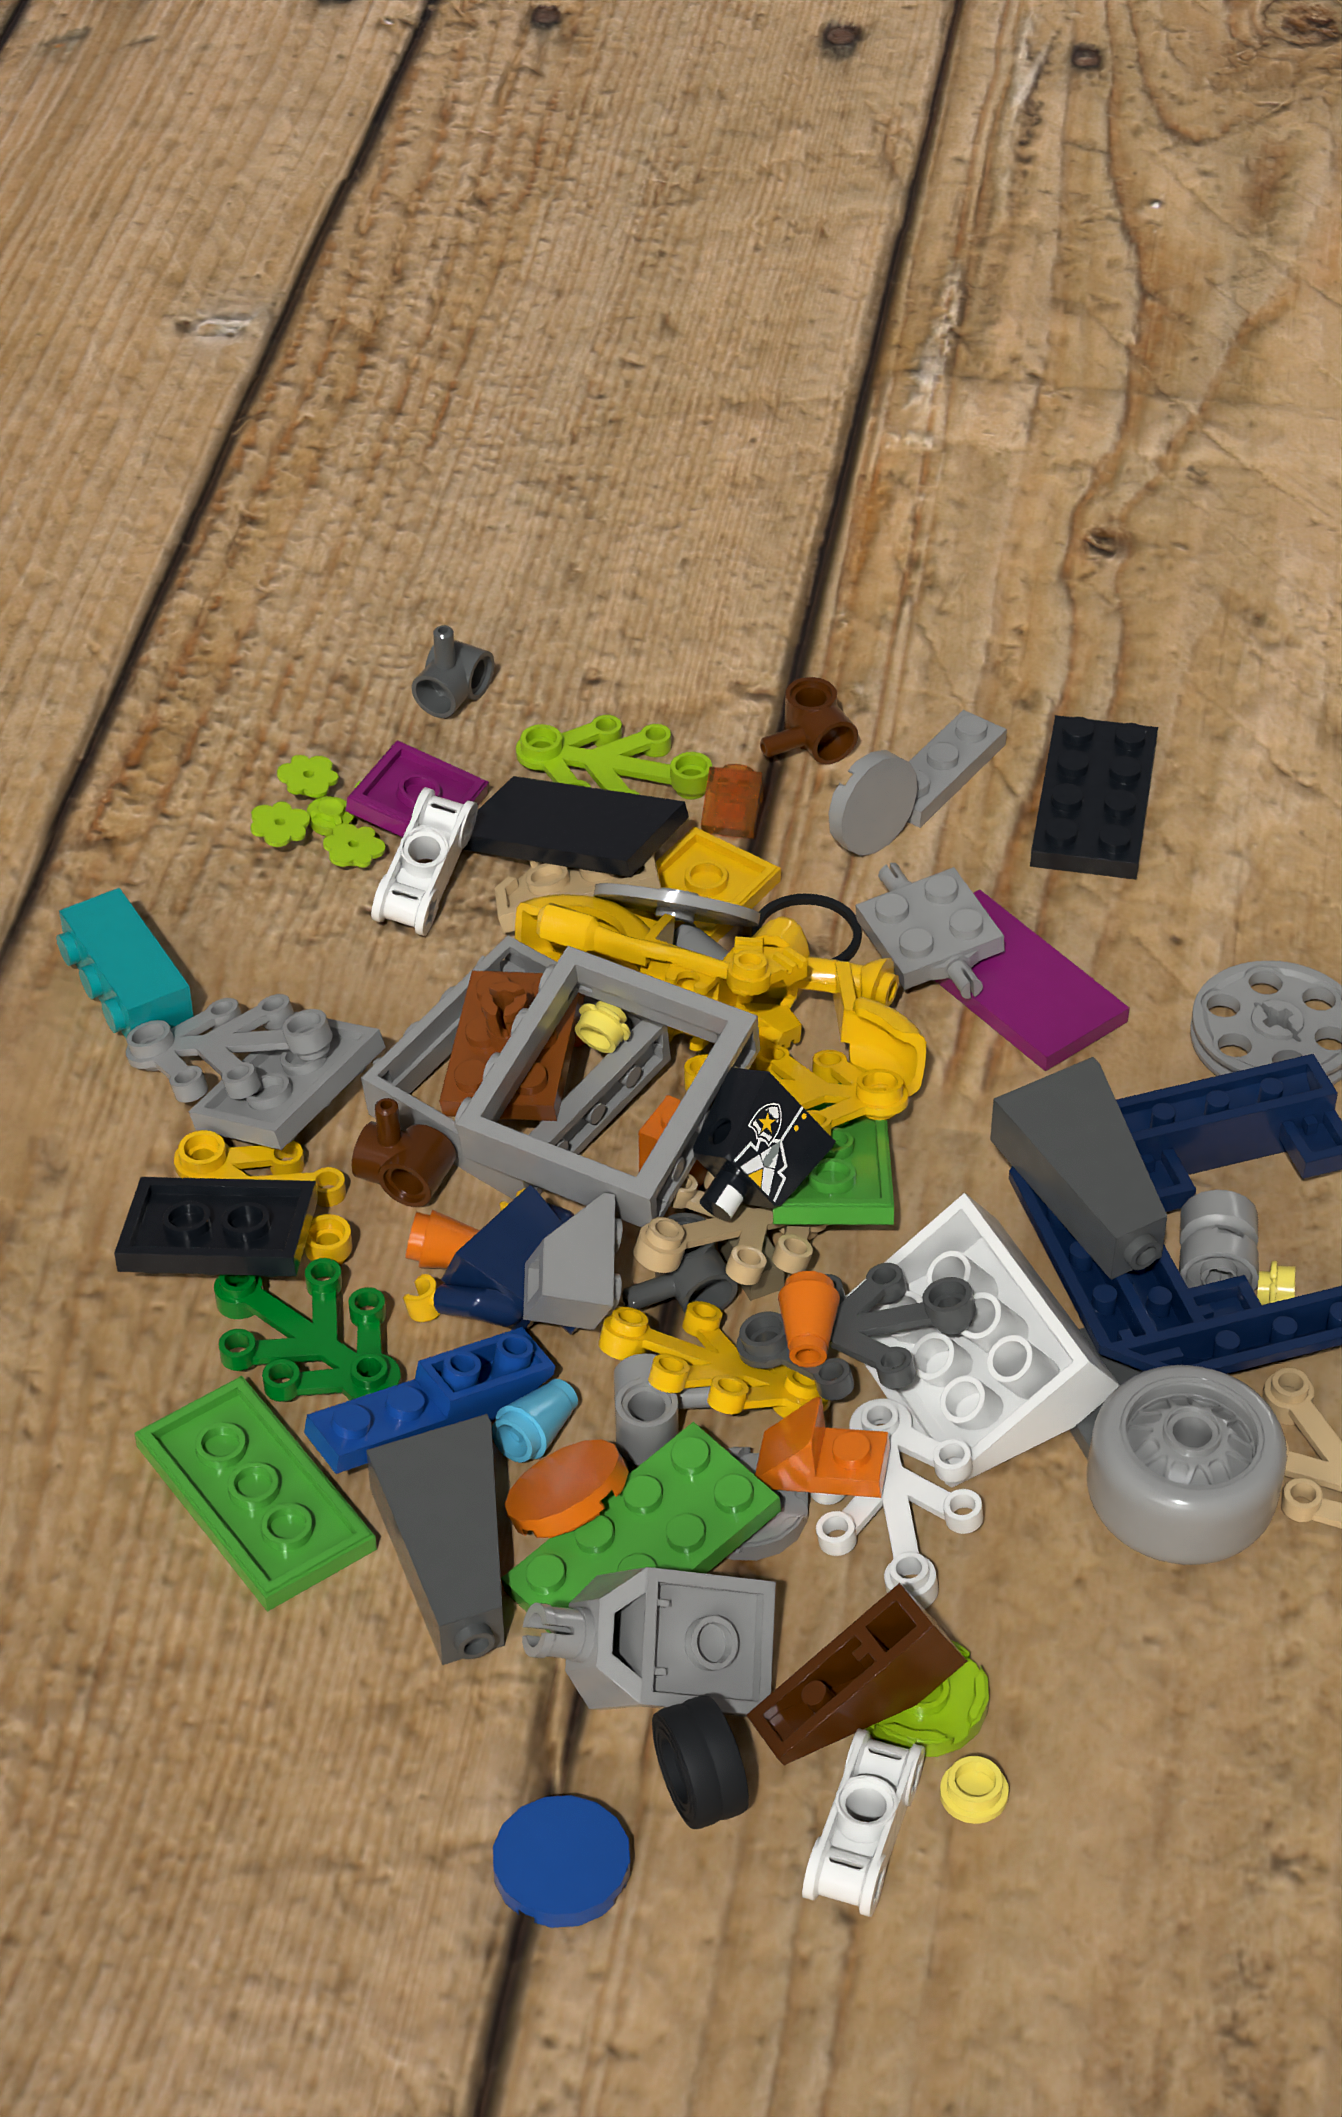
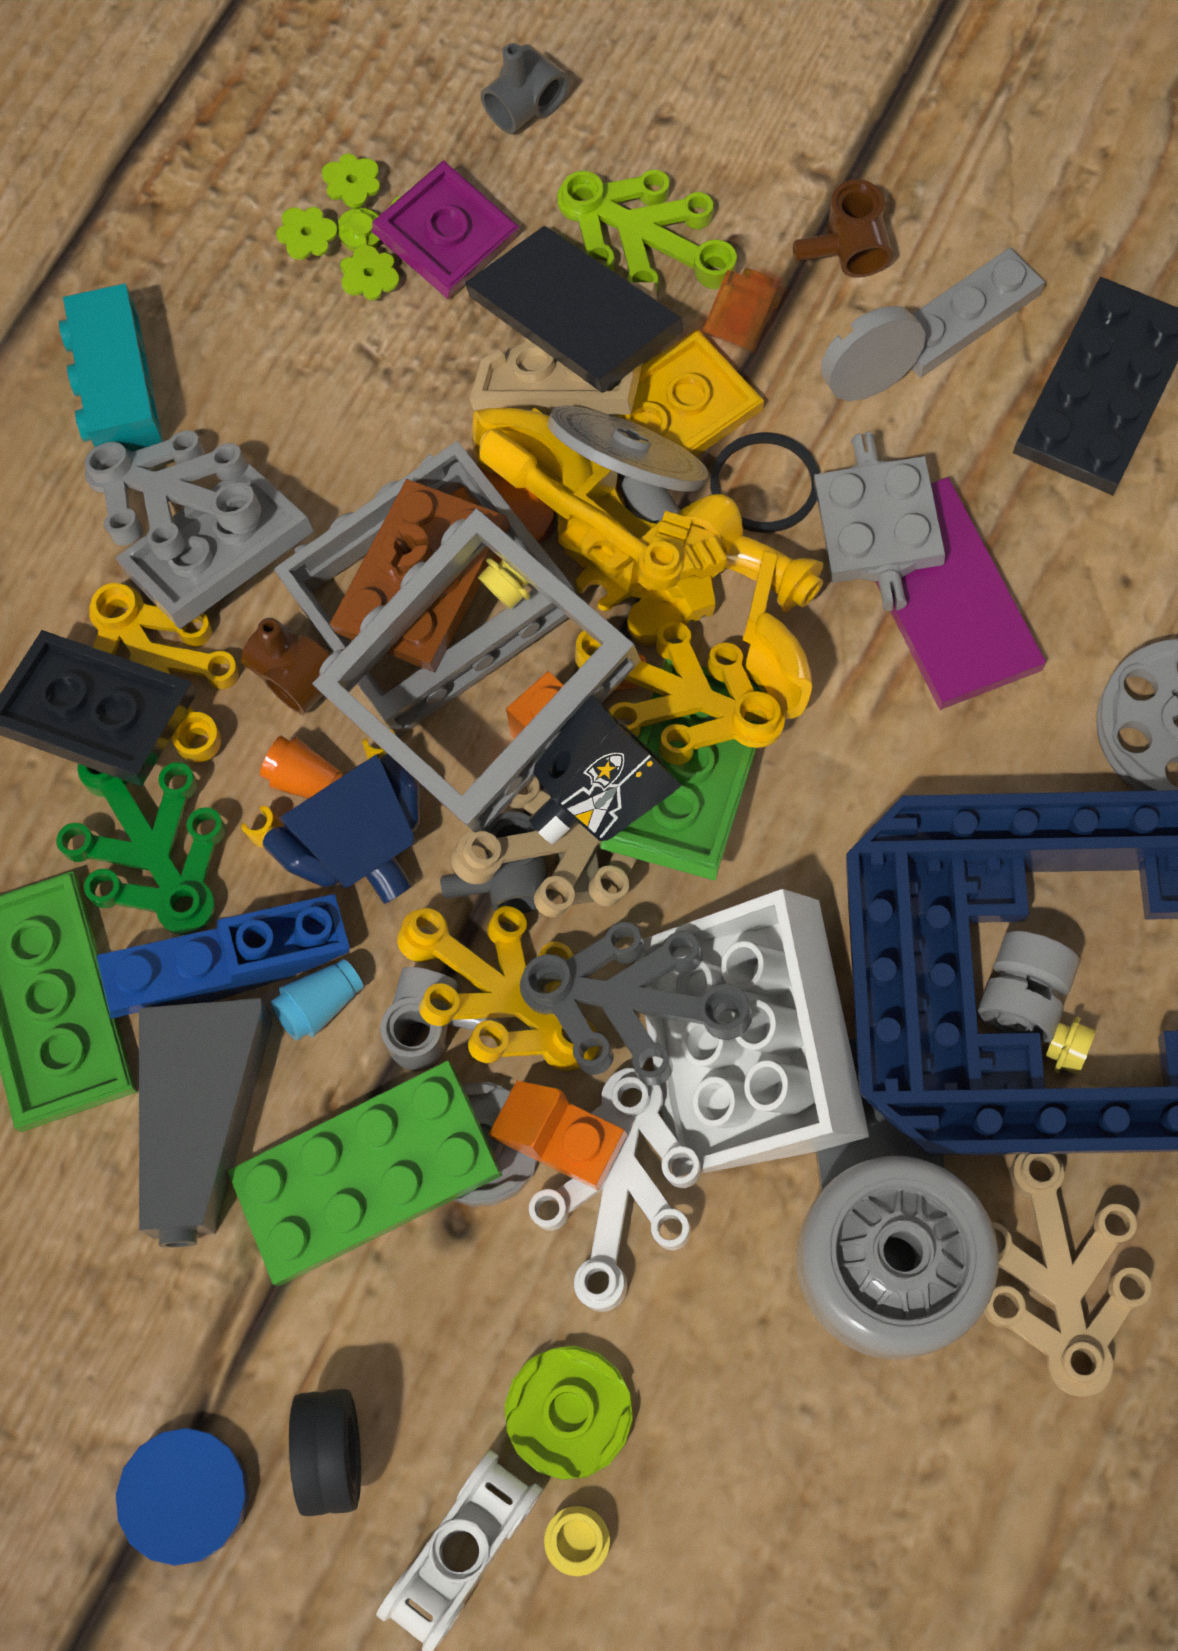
camera: 20 degrees right, 25 degrees up
(414, 889) = (439, 283): white piece -> none
(566, 1488) = (312, 1095): orange tile -> none
(572, 1269) = (386, 860): light grey slope -> none
(662, 1639) = (331, 1318): light grey plate -> none
(808, 1316) = (586, 987): orange cone -> none
(859, 1679) = (500, 1407): reddish brown slope -> none
(1083, 1164) = (916, 878): dark grey slope -> none

